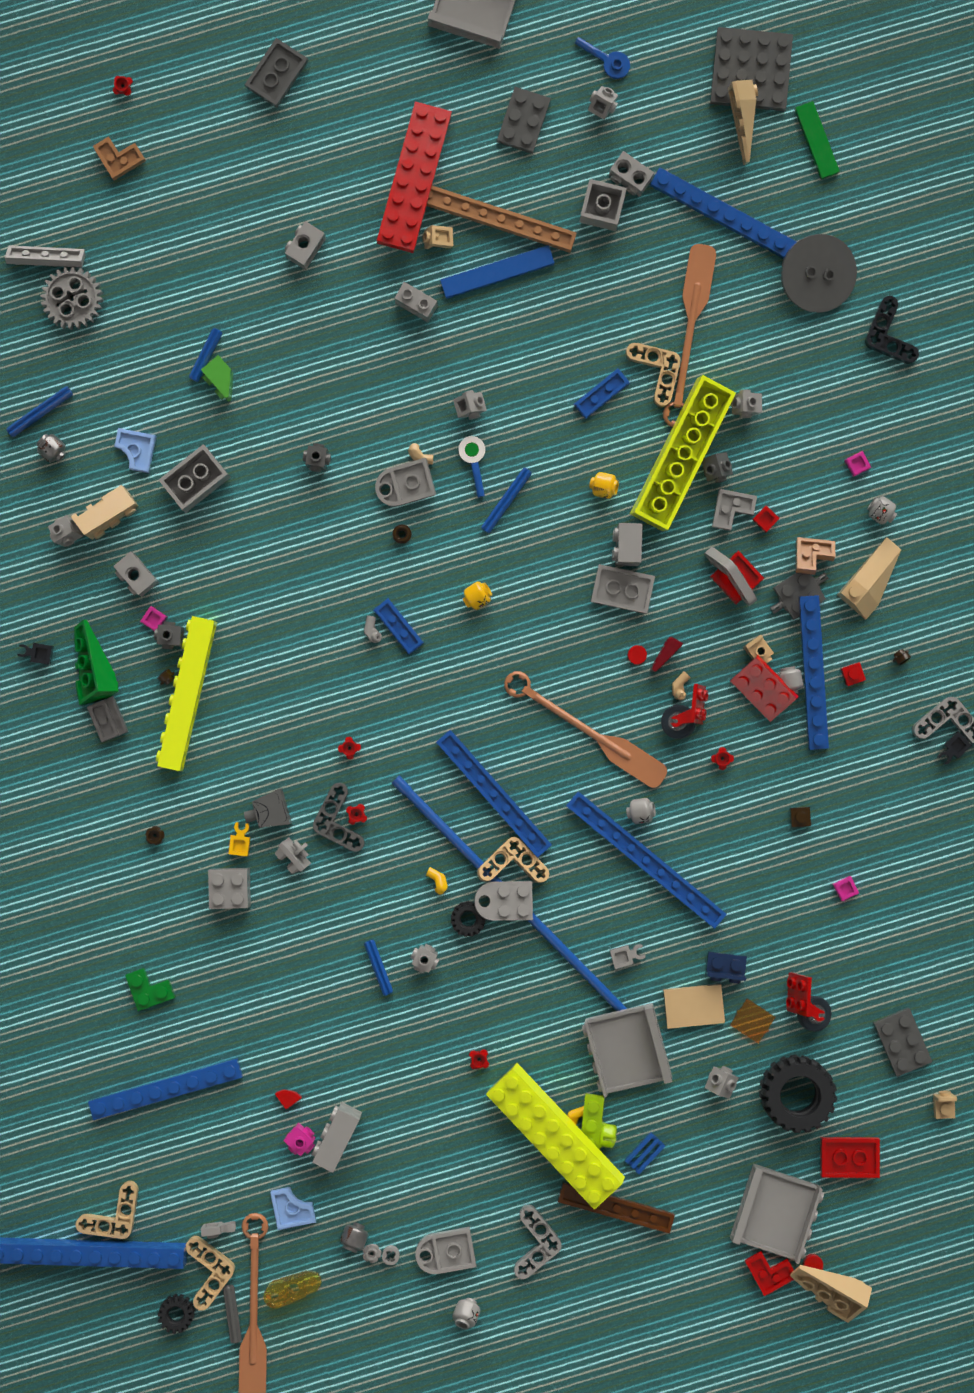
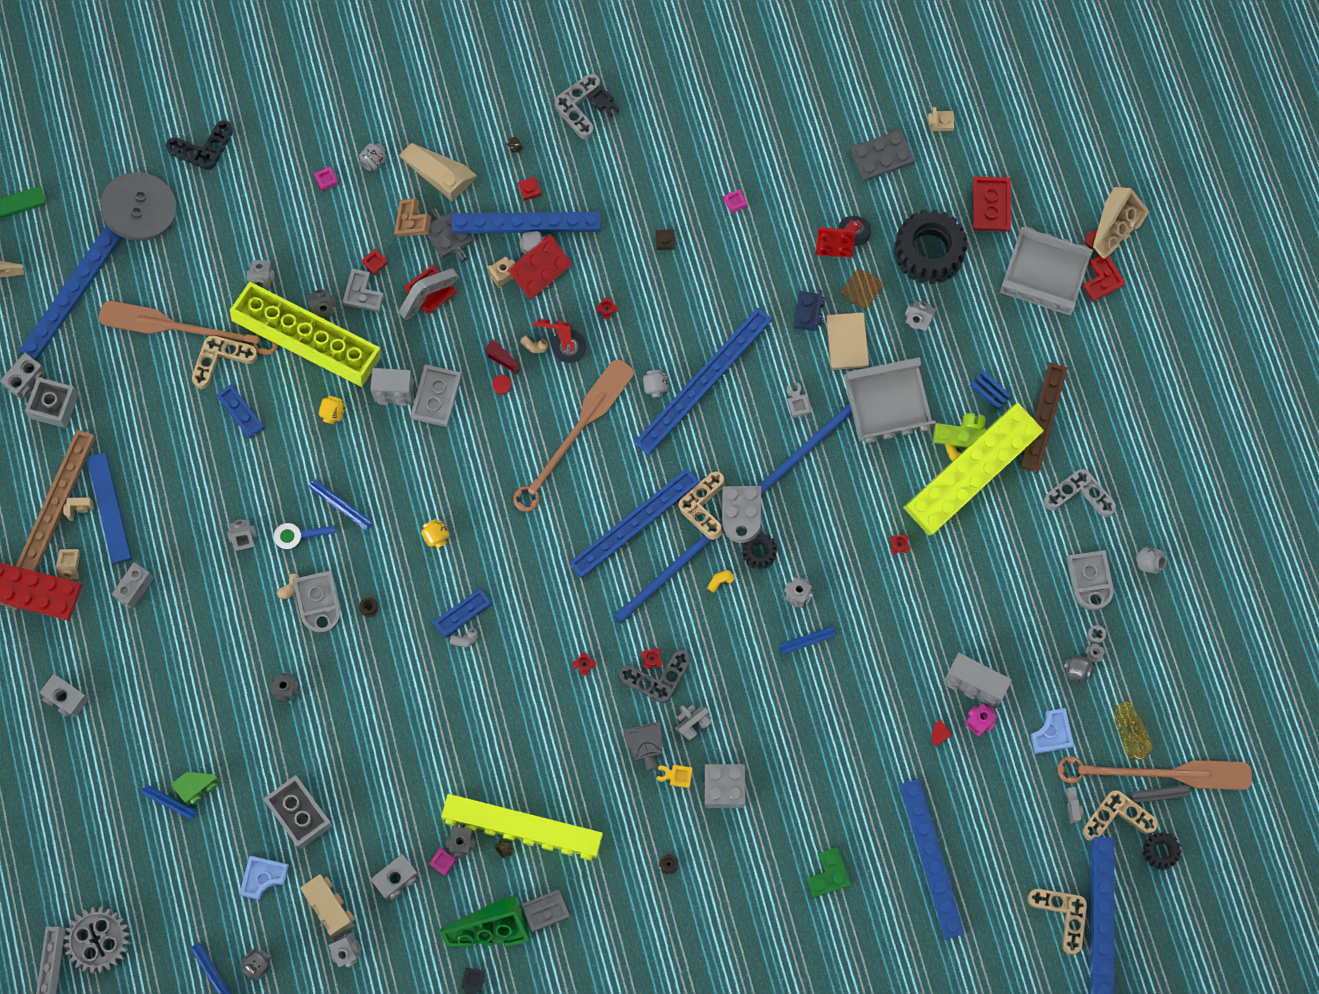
camera: 85 degrees left, 15 degrees down
(497, 244) = (81, 505): none -> tan bracket

